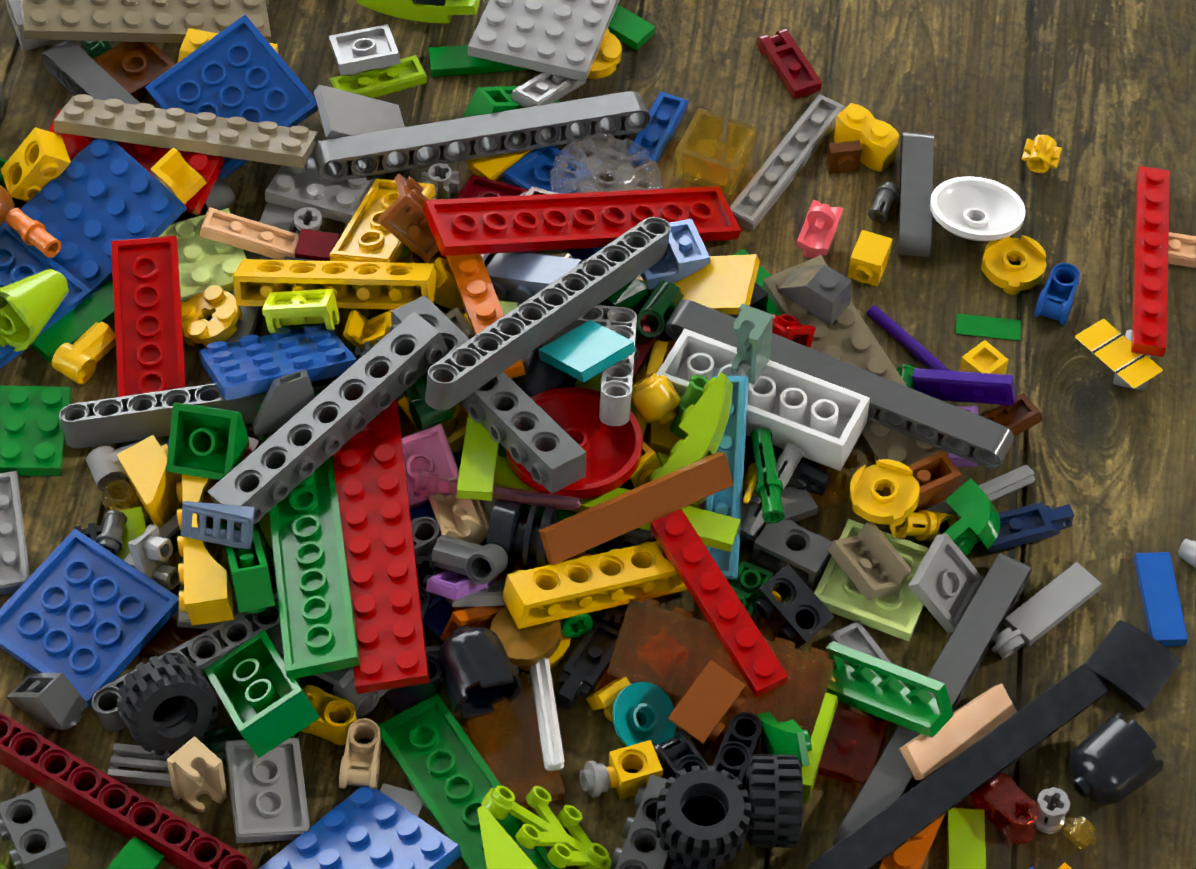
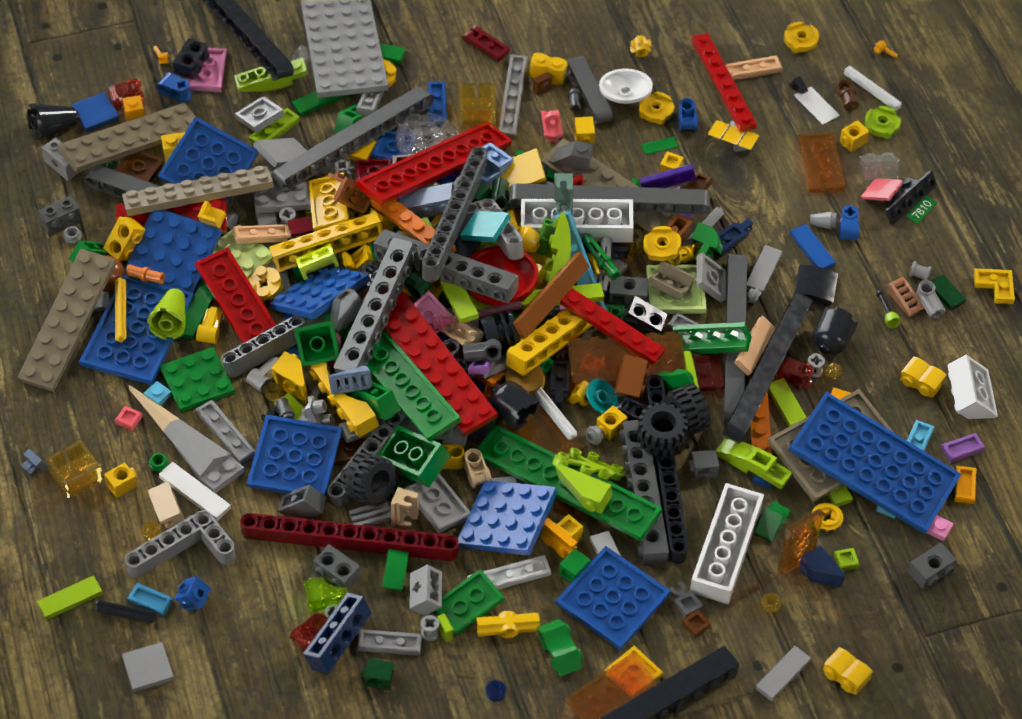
camera: 25 degrees left, 0 degrees up
(905, 339) = (620, 165): dark purple bar -> none

